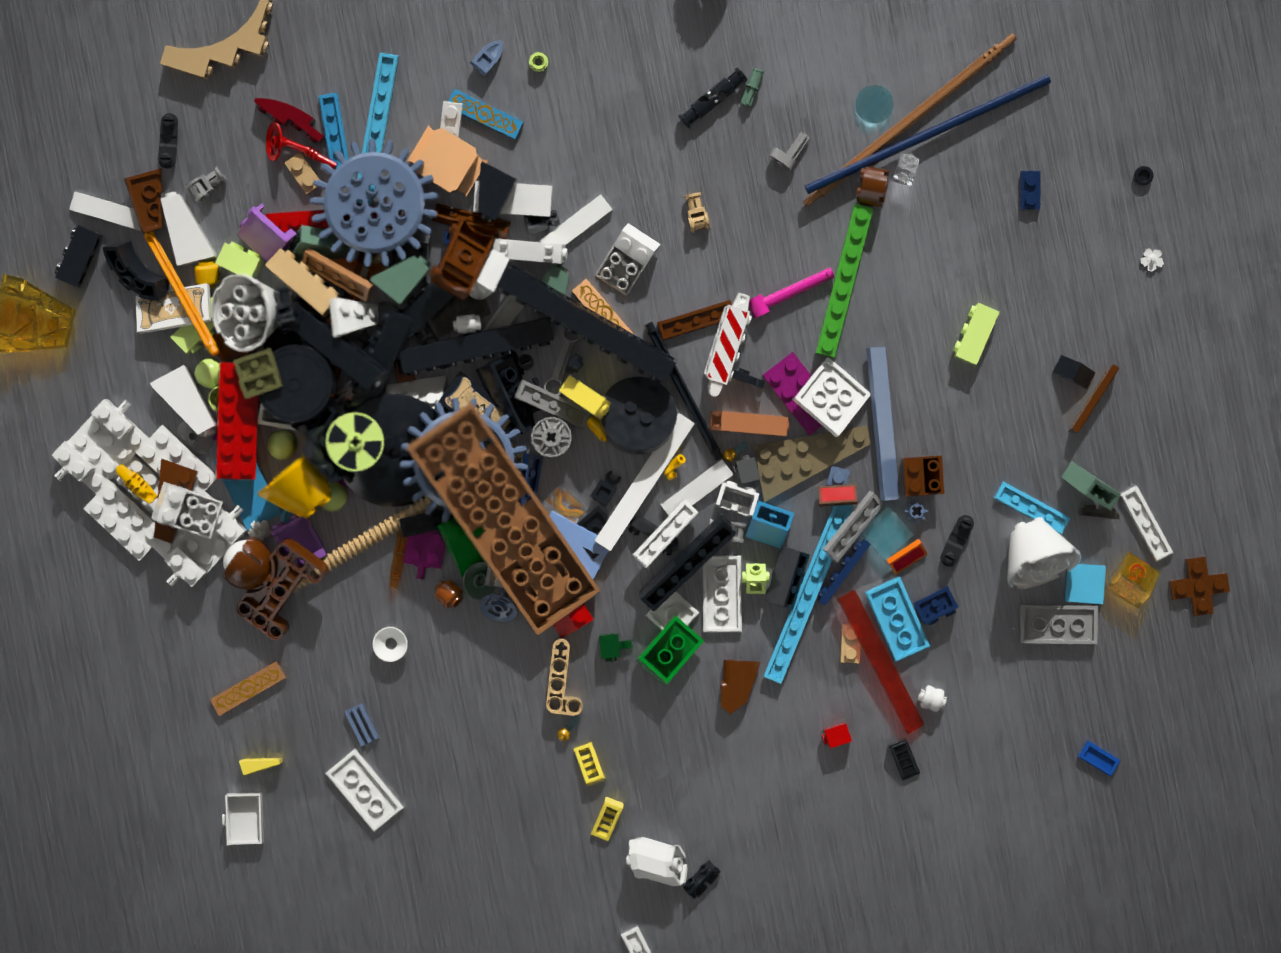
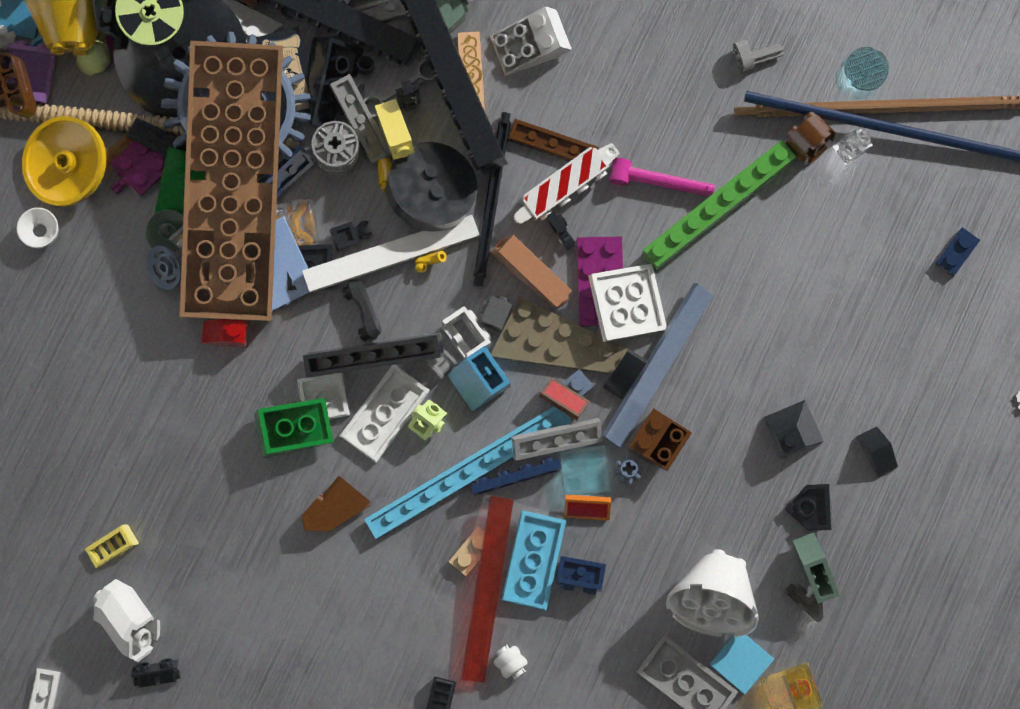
camera: 35 degrees right, 10 degrees down
(372, 585) = (64, 161): none -> yellow dish
(448, 594) = (128, 223): dark orange head -> none
(561, 676) = (175, 377): tan beam -> none
(564, 733) = (134, 433): piece -> none
(589, 781) = (127, 499): light yellow slope -> none
(611, 646) = (243, 382): dark green brick -> none
(665, 534) = (373, 313): white tile -> none
(696, 214) = (626, 48): tan connector -> none
(699, 486) = (435, 297): white tile -> none
(730, 454) = (491, 288): piece -> none
(787, 577) = (457, 441): black brick -> none
(836, 735) = (391, 628): red brick -> none
(866, 447) = (625, 373): none -> black slope
(957, 540) = (647, 528): black piece -> none
(975, 333) = (808, 345): yellowish green brick -> none
(1006, 399) = (793, 429): none -> black slope
(1031, 507) = (742, 547): medium azure tile -> none
(1059, 444) = (813, 507): none -> black plate
(1094, 398) = (879, 489): reddish brown tile -> none
(1146, 523) = (843, 648): white tile -> none

